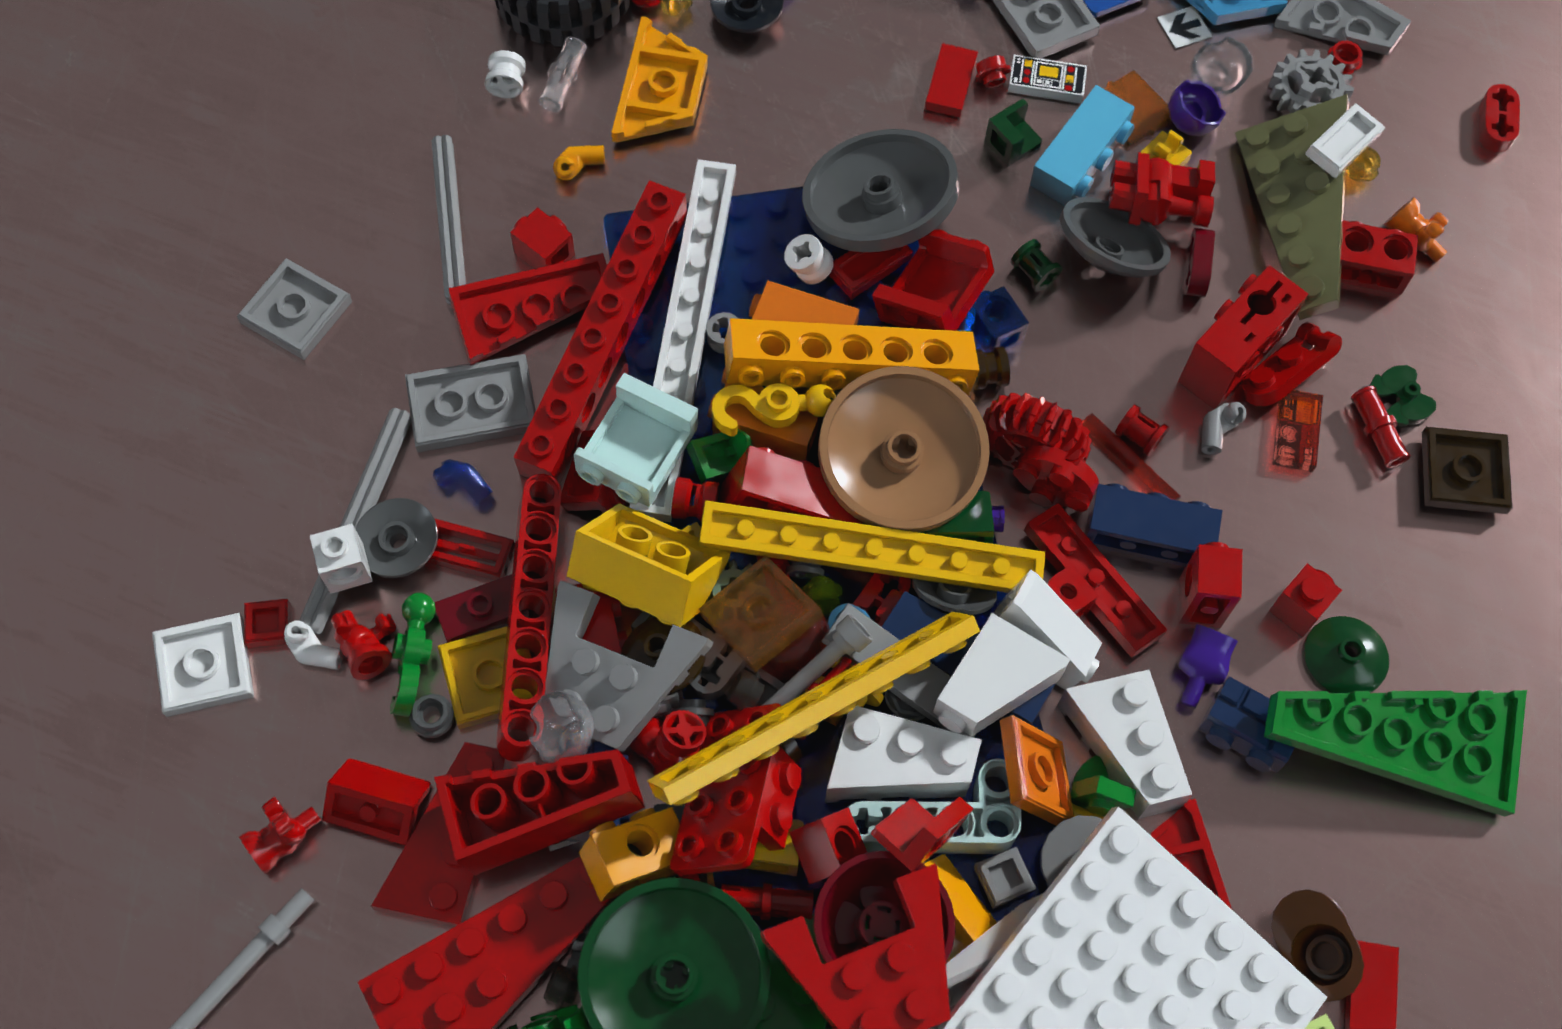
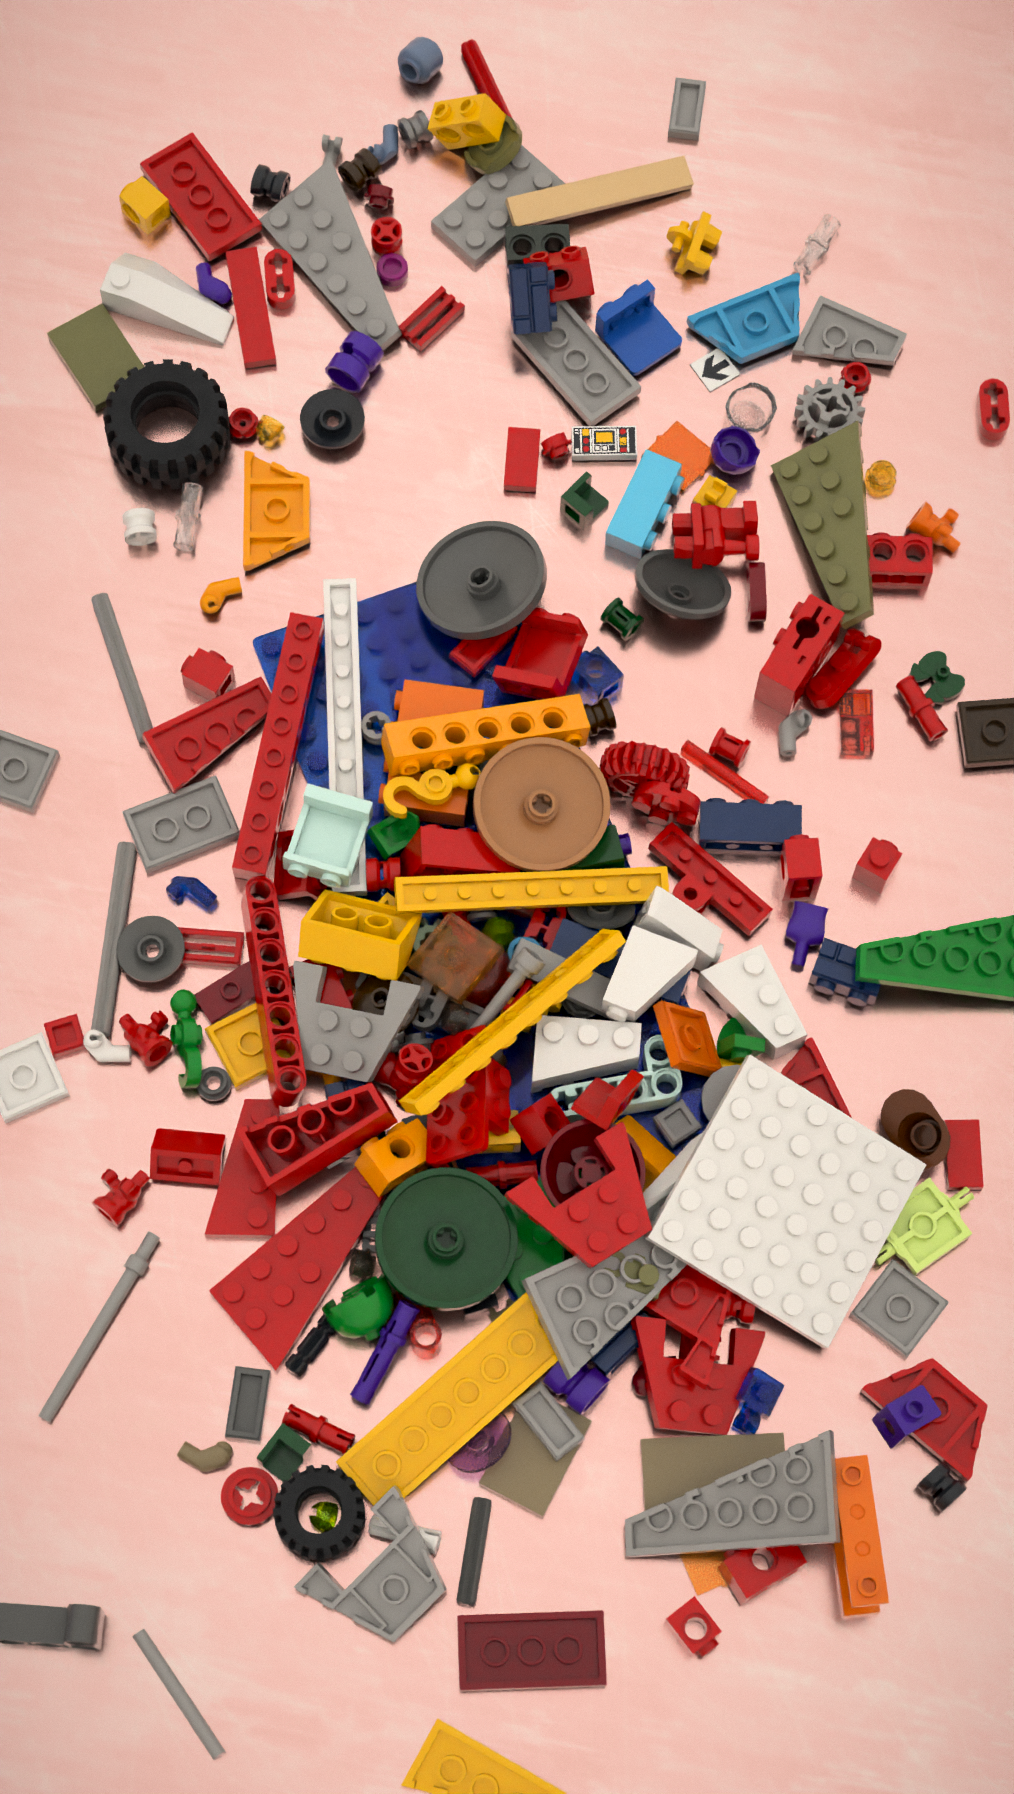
camera: 10 degrees left, 5 degrees up
(341, 558) = (116, 974): white brick -> none
(563, 726) = (323, 1073): clear hair -> none
(812, 268) = (436, 659): white wheel -> none
(1333, 667) = (913, 917): dark green dish -> none
(1345, 140) = (860, 466): white tile -> none

